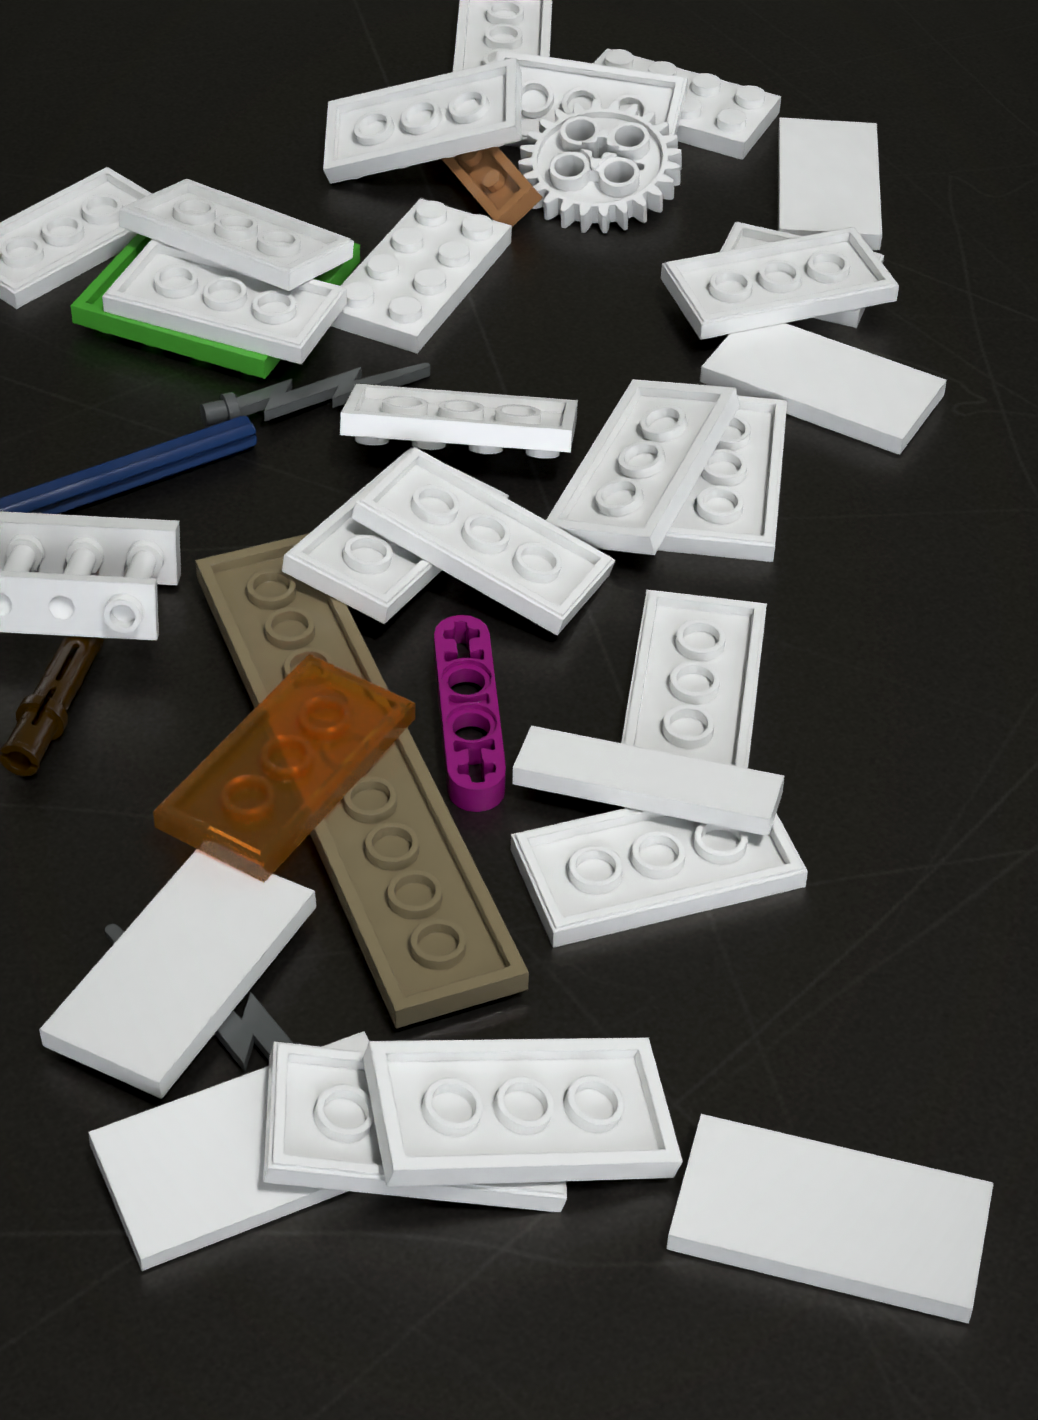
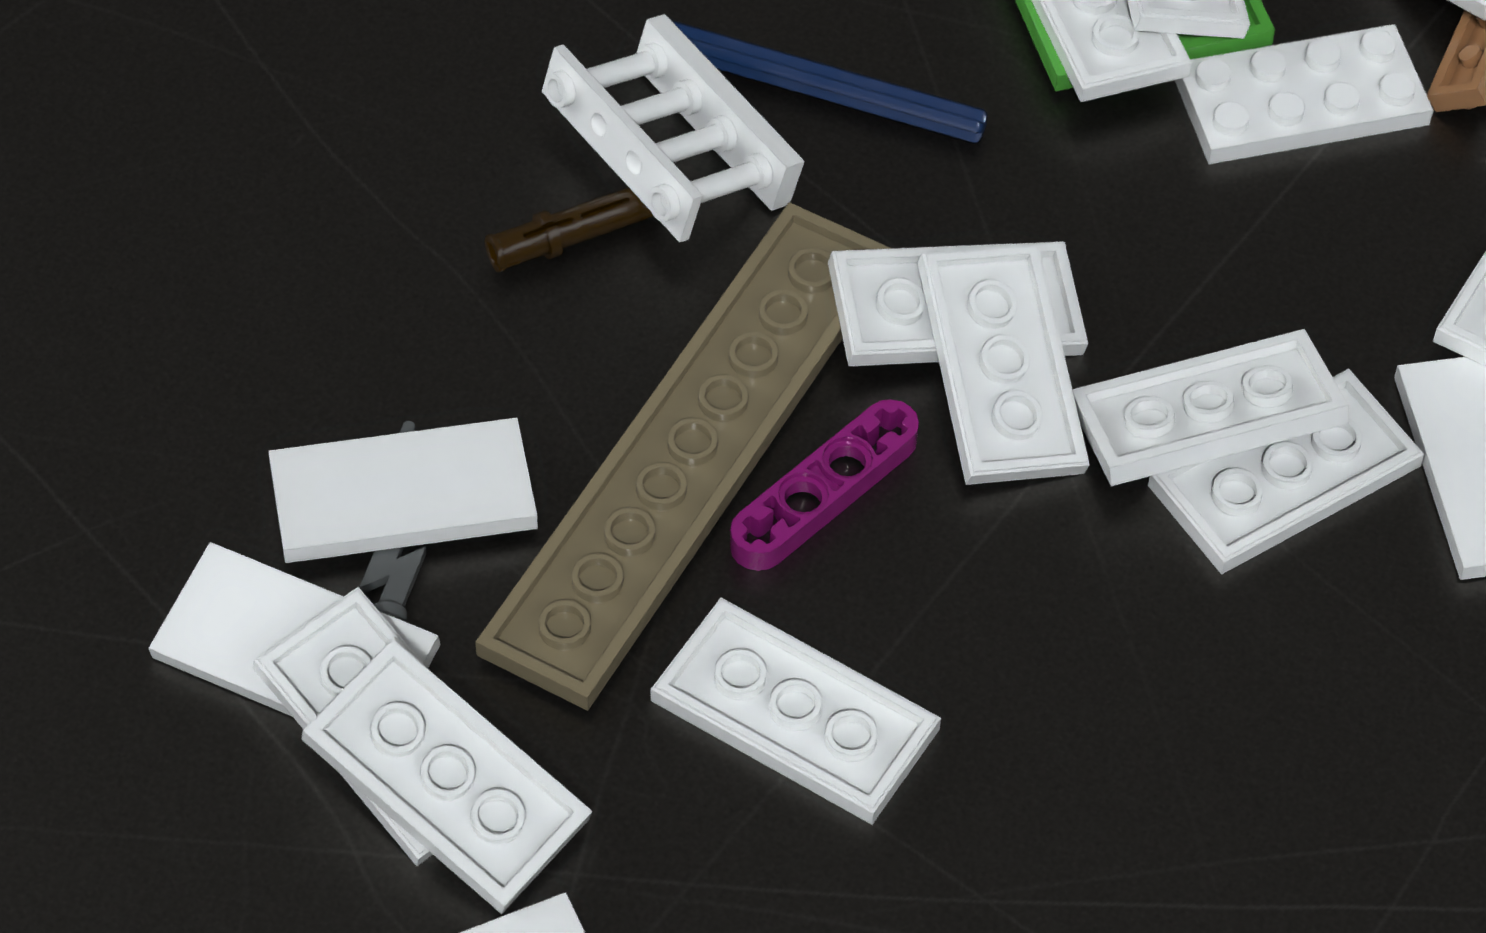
camera: 50 degrees right, 10 degrees up
(281, 399) = (1094, 146): dark grey piece -> none
(284, 767) = (633, 411): clear orange tile -> none
(457, 417) = (1131, 250): white plate -> none
(649, 780) = (853, 647): white tile -> none
(696, 677) = (1004, 614): white tile -> none

